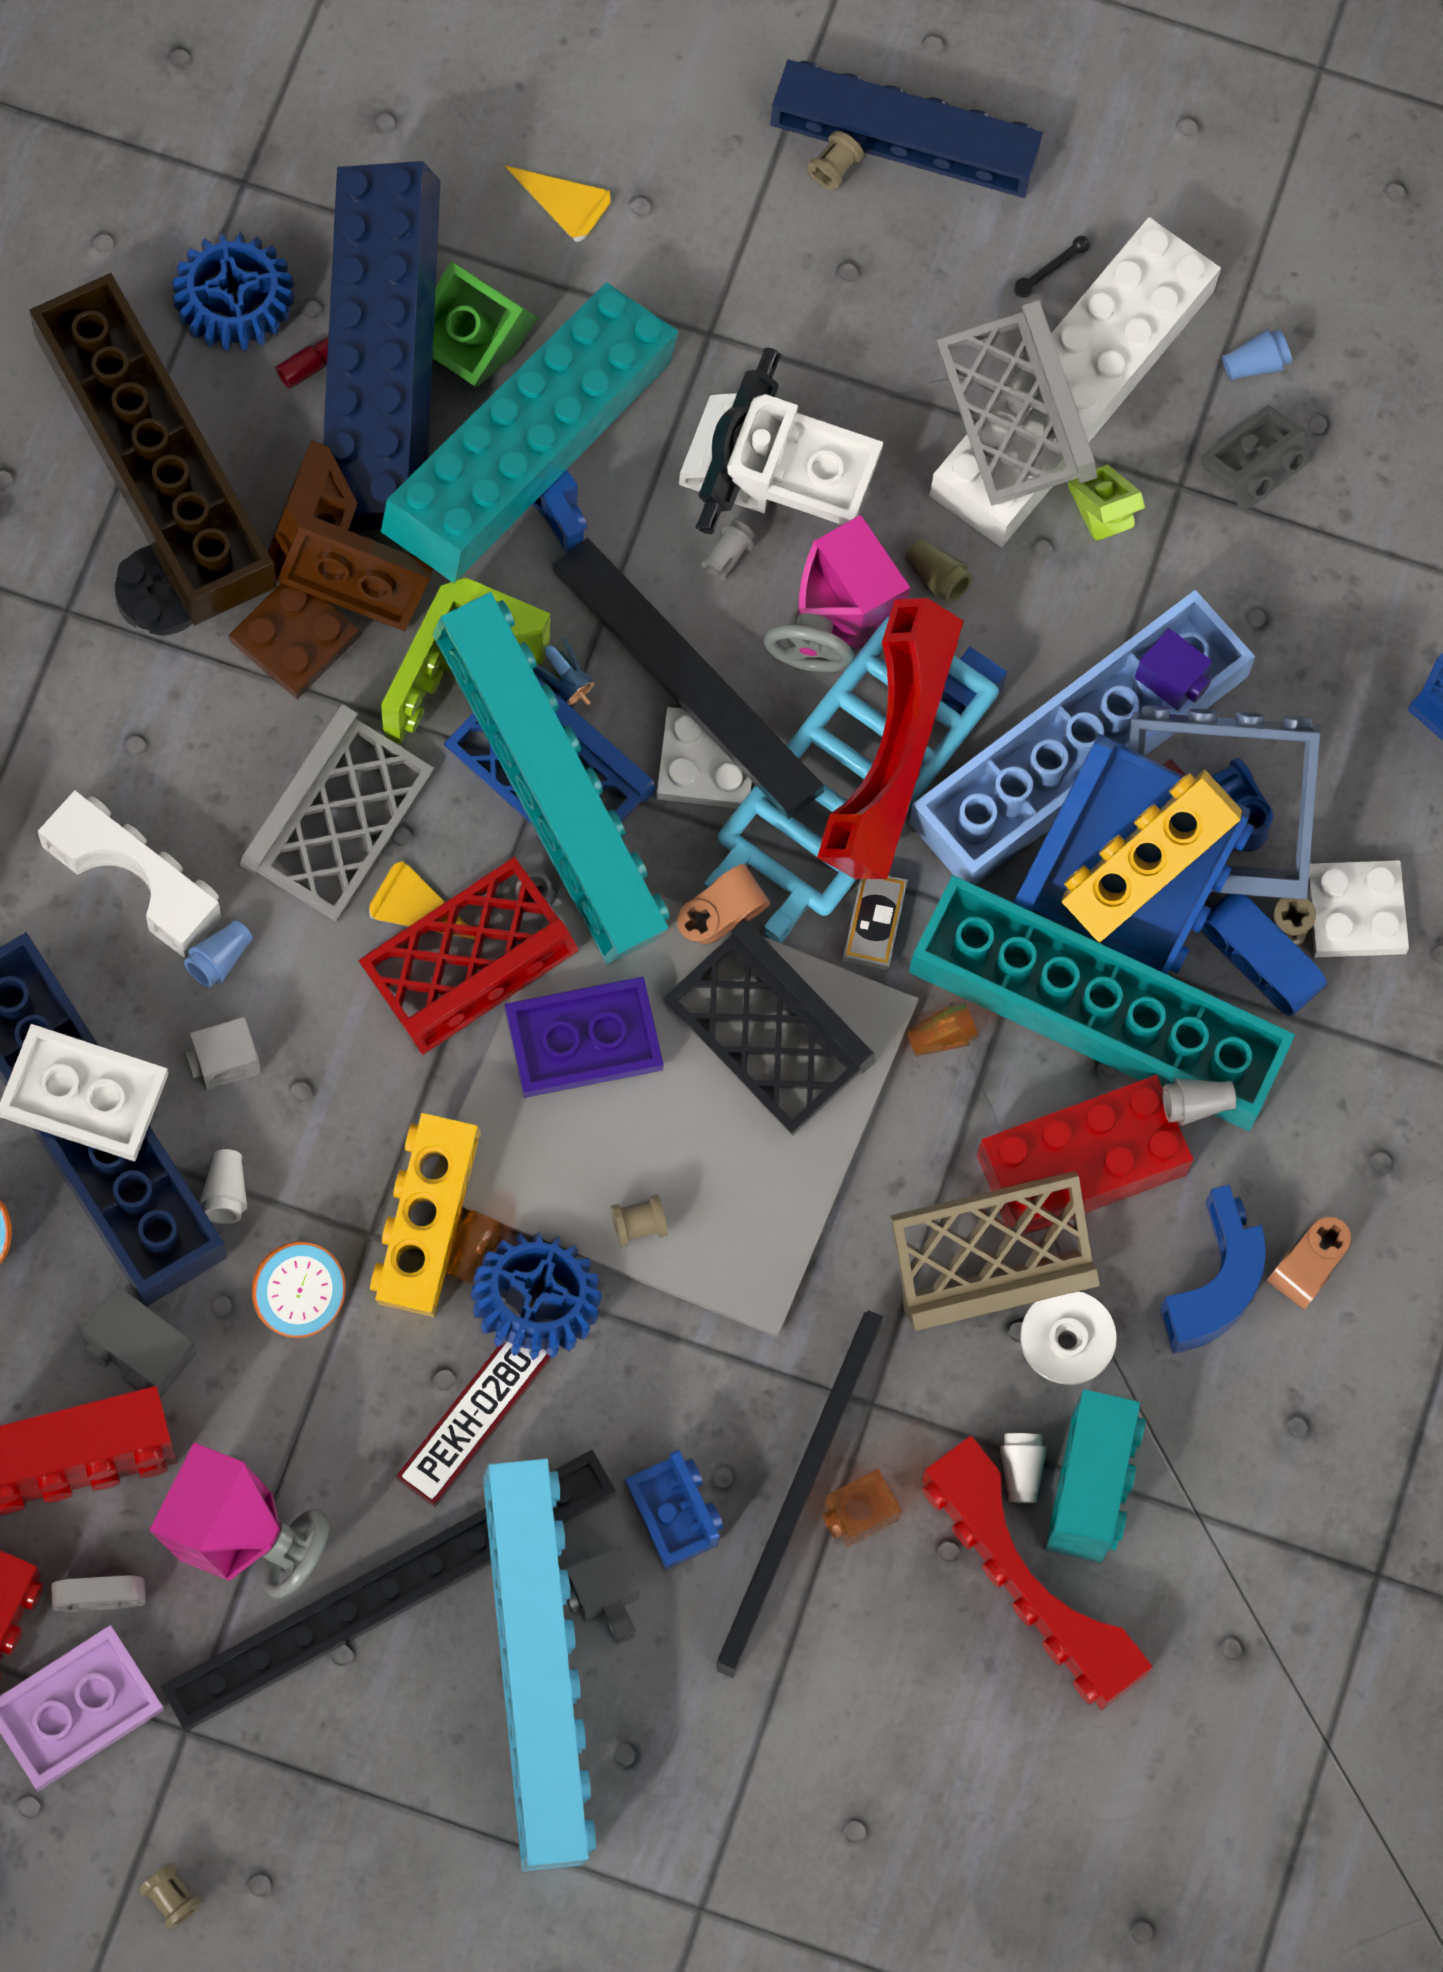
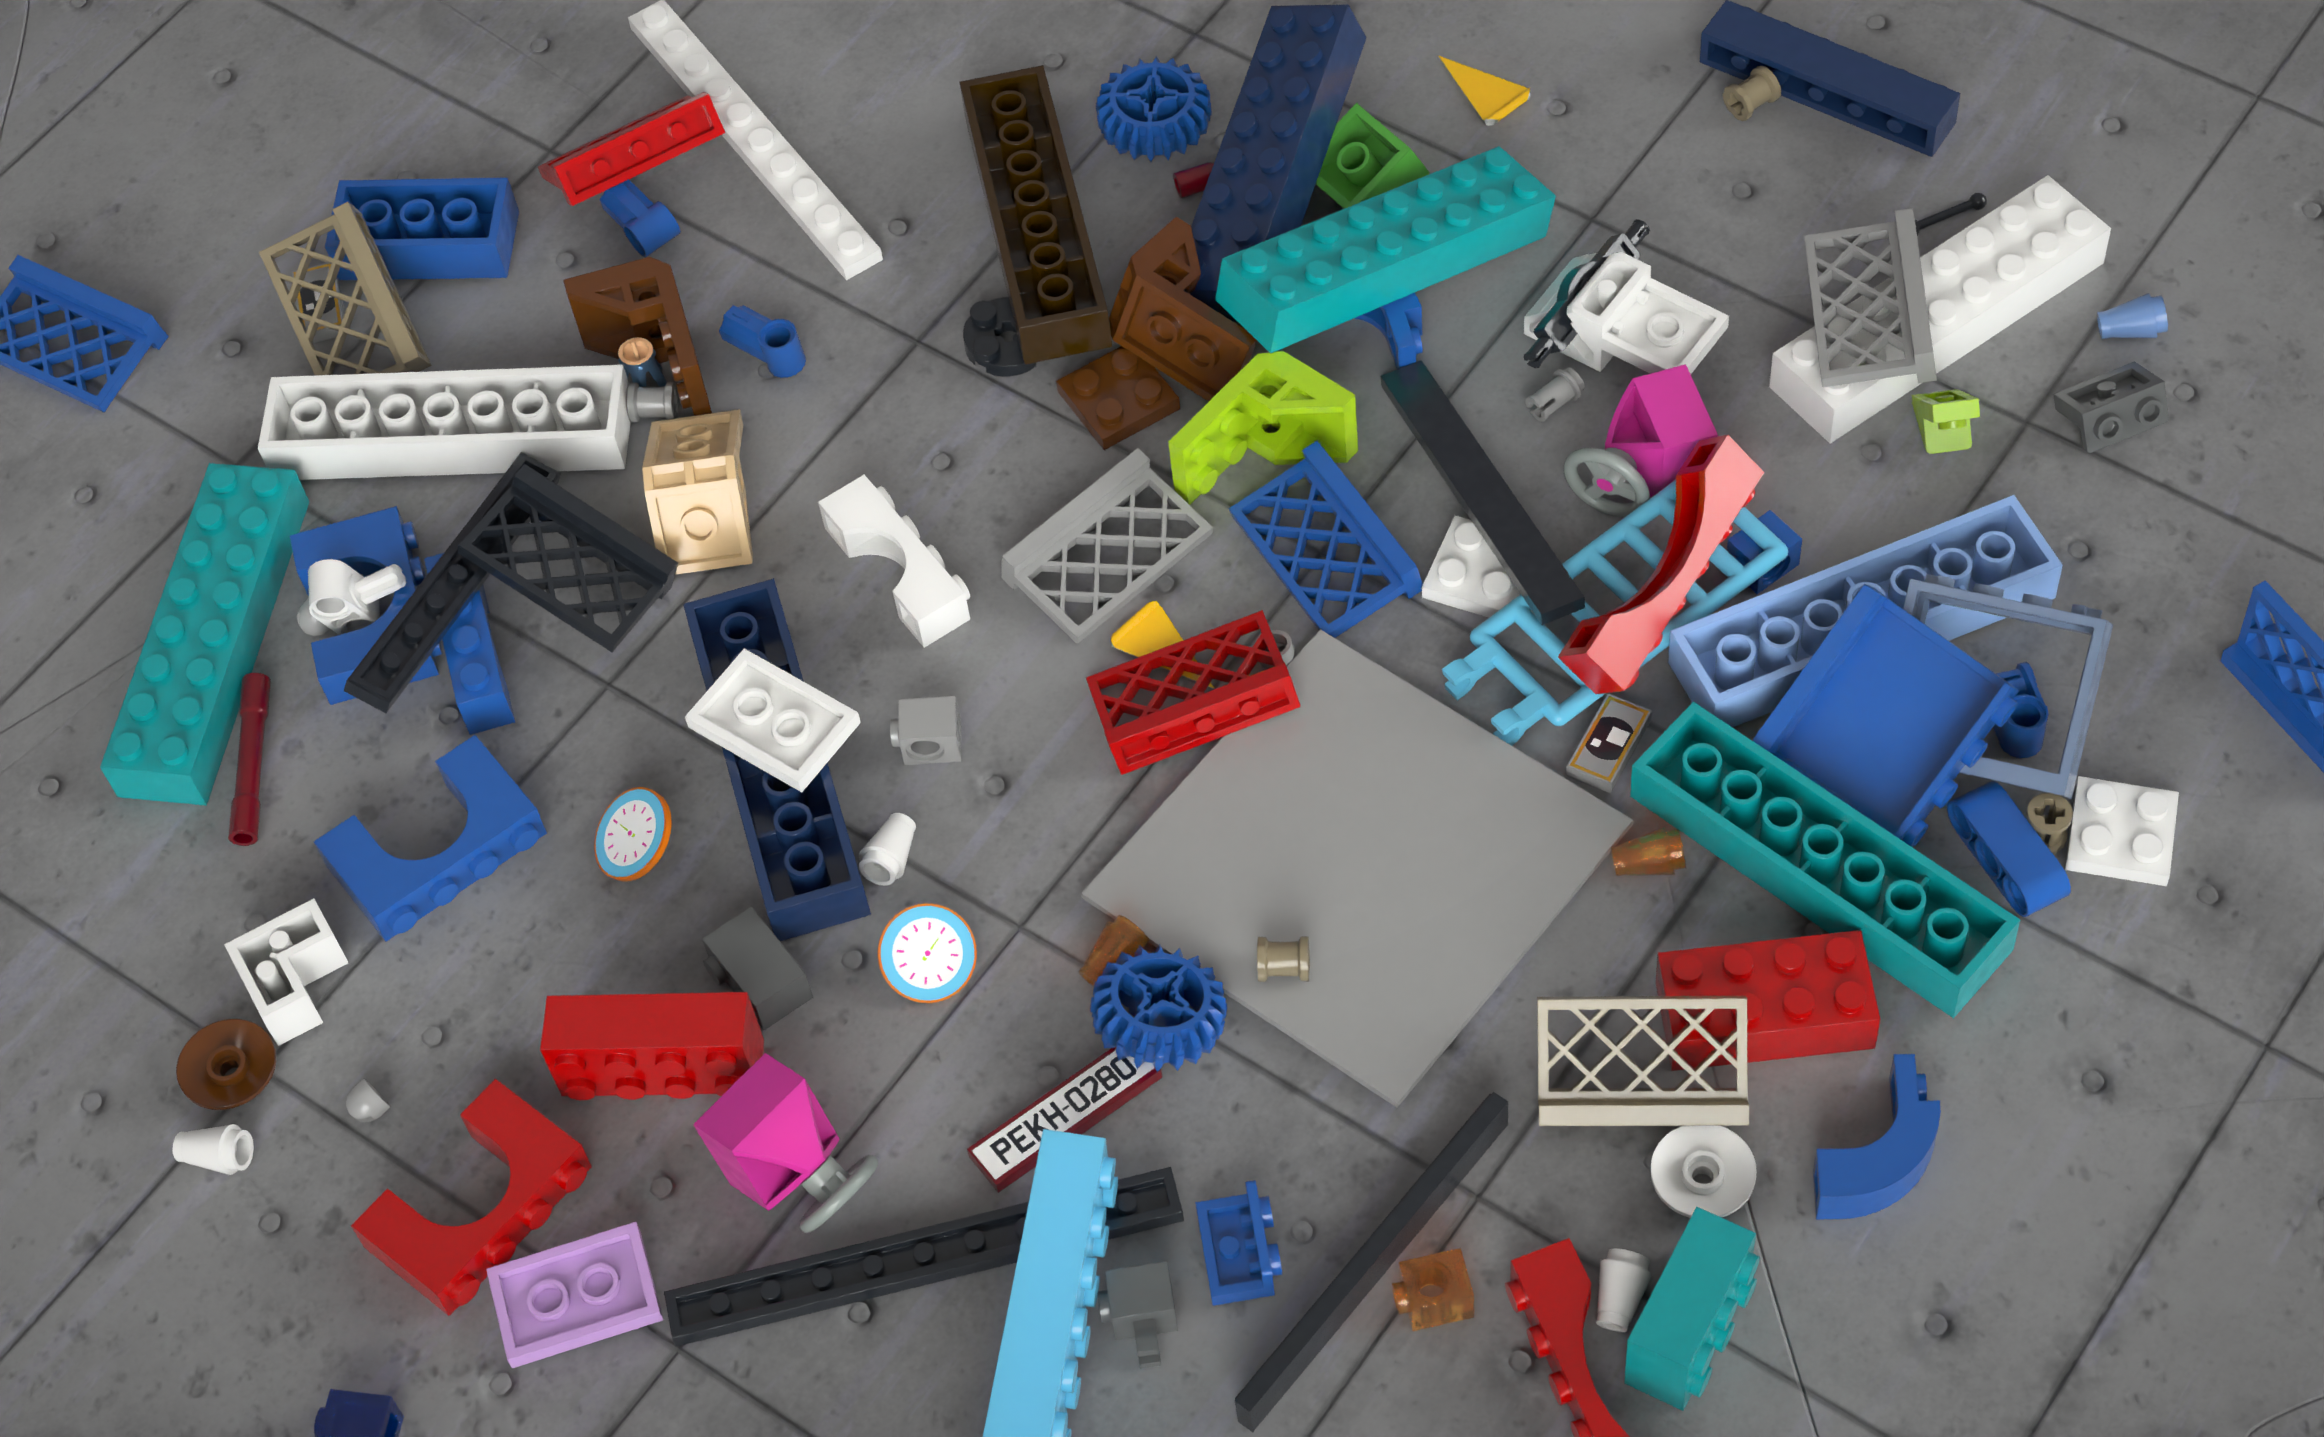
camera: 30 degrees right, 15 degrees down
(98, 1593) = (636, 1191): light grey beam -> none
(215, 956) = (951, 645): medium blue cone -> none
(422, 1290) = (1051, 977): yellow brick -> none
(550, 777) = (1310, 532): teal brick -> none
(574, 682) = (1369, 478): flat silver piece -> none
(583, 1037) = (1280, 782): dark purple plate -> none
(727, 901) = (1453, 686): nougat piece -> none
(800, 1000) = (1512, 800): black fence -> none
(941, 572) = (1761, 445): olive cone -> none
(1104, 911) = (1974, 683): yellow brick -> none
(1174, 670) = (1970, 552): dark purple brick -> none
(1195, 1099) = (1895, 955): light grey cone -> none
(1308, 1265) = (1983, 1160): nougat piece -> none

